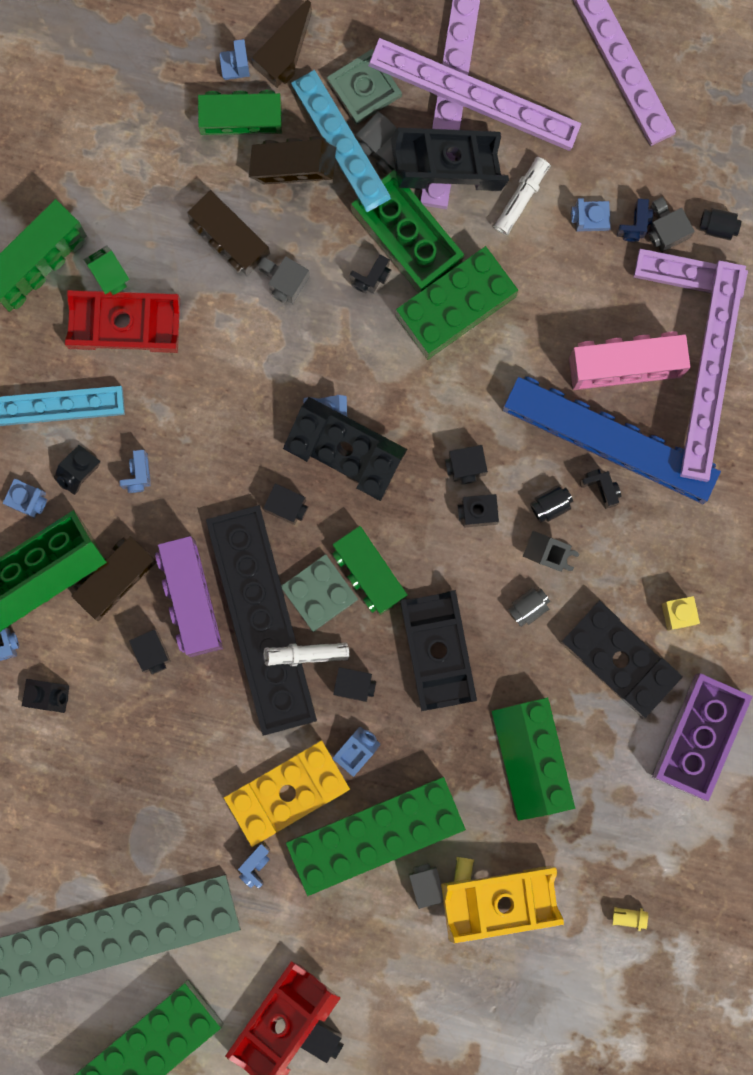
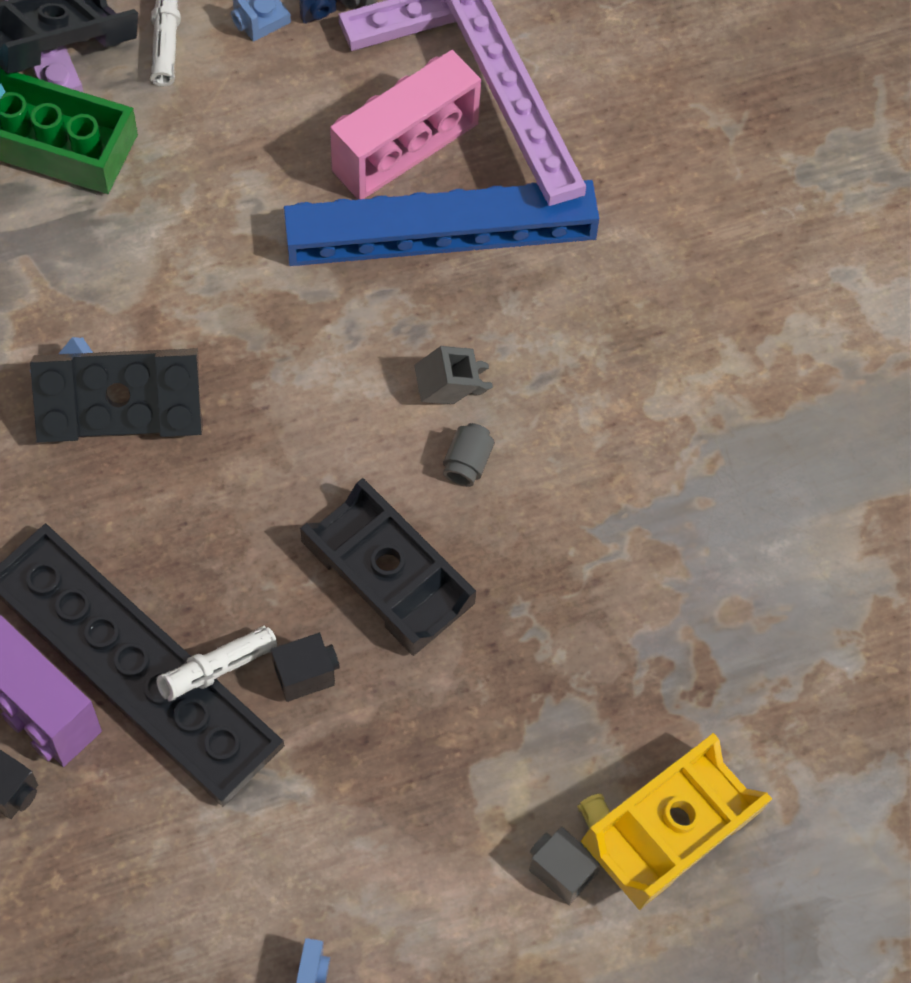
camera: 35 degrees left, 20 degrees down
(259, 803) = (317, 816): yellow piece -> none
(286, 504) = (80, 505): black brick -> none
(319, 593) = (190, 589): sand green plate -> none
(357, 751) = (360, 750): medium blue bracket -> none
(368, 571) = (237, 523): green brick -> none
(375, 836) = (452, 841): green brick -> none
(378, 274) = (34, 208): black bracket -> none
(456, 302) = (157, 174): green brick -> none
(466, 464) = (284, 337): black brick -> none
(478, 510) = (333, 380): black brick -> none
(533, 759) = (594, 626): green slope -> none
(551, 504) = (417, 326): black brick -> none
(609, 490) = (469, 273): black bracket -> none
(630, 918) = (848, 747): light yellow pin -> none
(644, 678) = (662, 463): black piece -> none
(680, 613) = (655, 359): light yellow brick -> none
(702, 737) = (780, 479): medium lavender brick -> none

